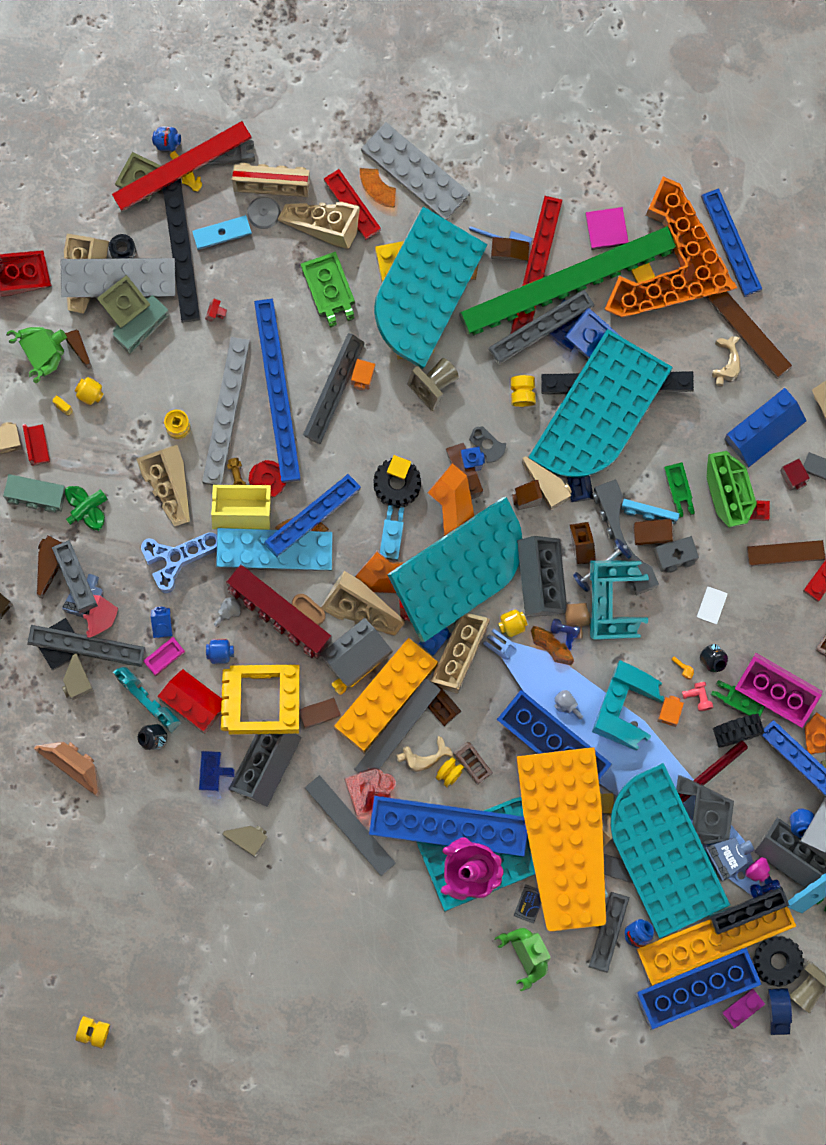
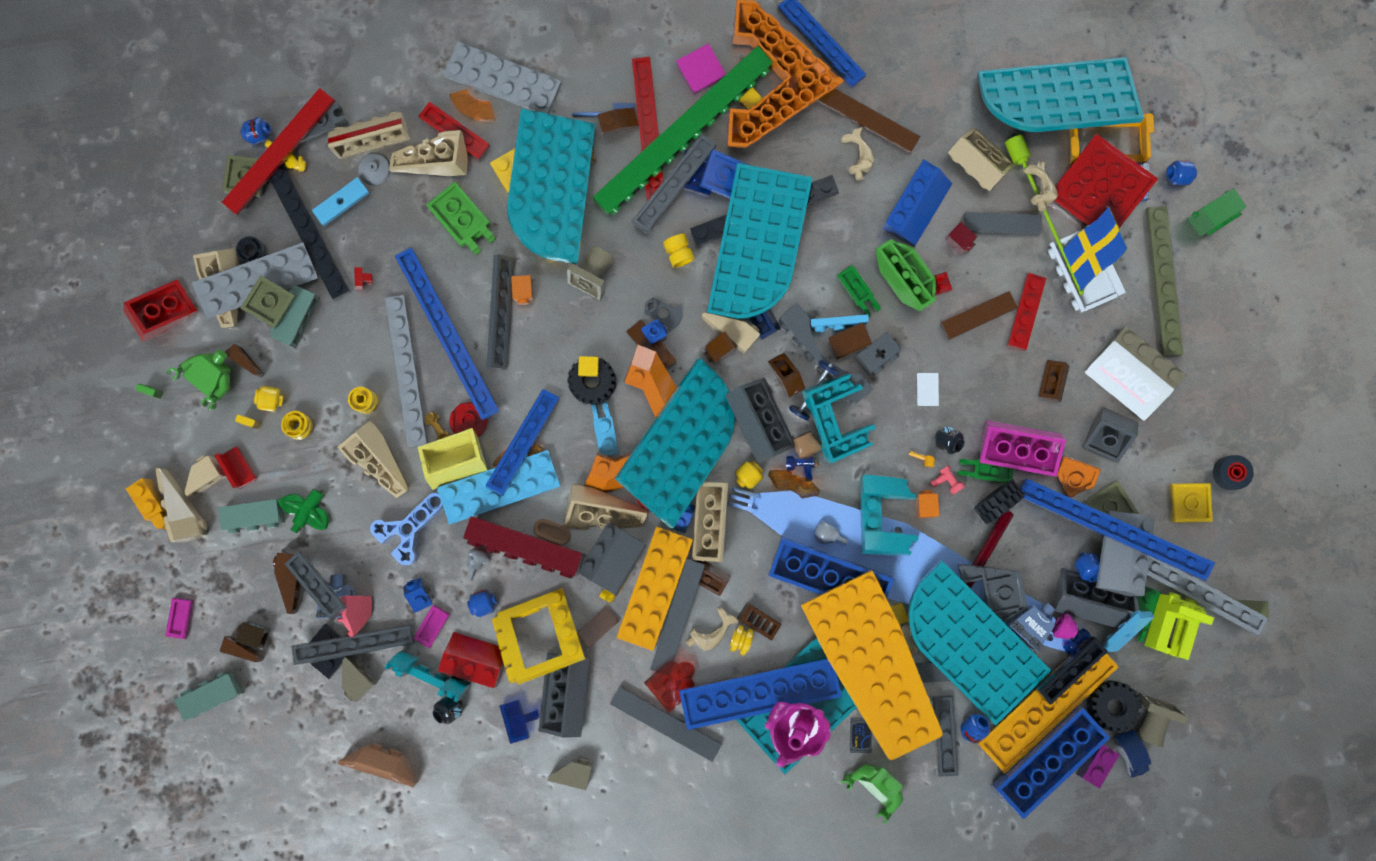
camera: 15 degrees left, 5 degrees up
(106, 417) = (289, 421): none -> yellow wheel

